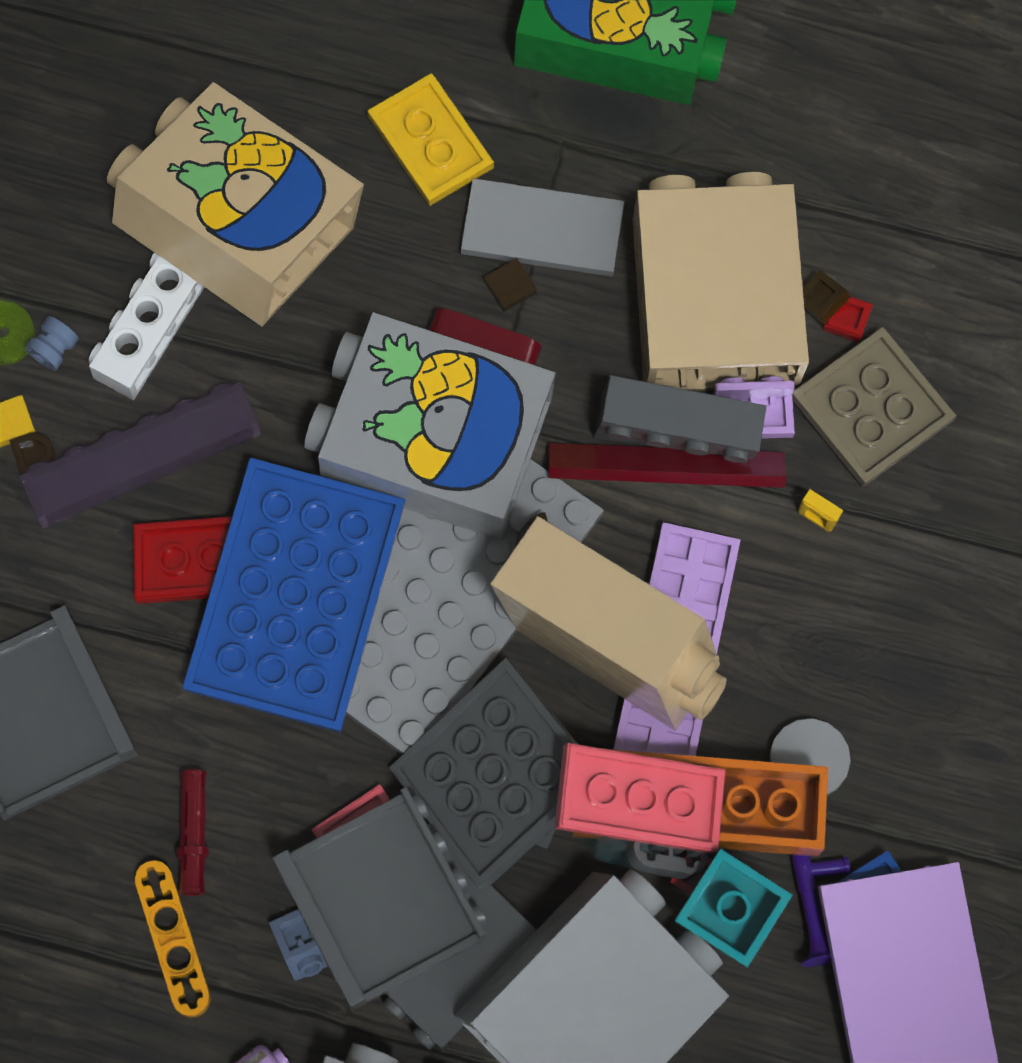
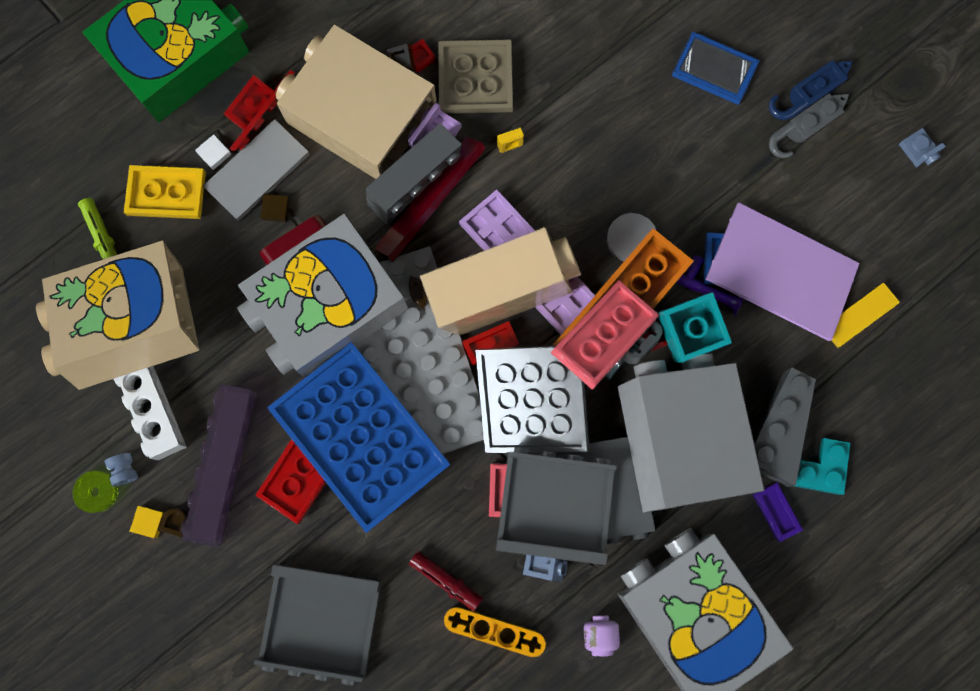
camera: 45 degrees left, 5 degrees up
(341, 67) = (88, 210): none -> lime pin
(525, 158) = (213, 152): none -> white tile
(546, 677) = (497, 337): none -> red plate
(616, 160) = (249, 107): none -> red bracket

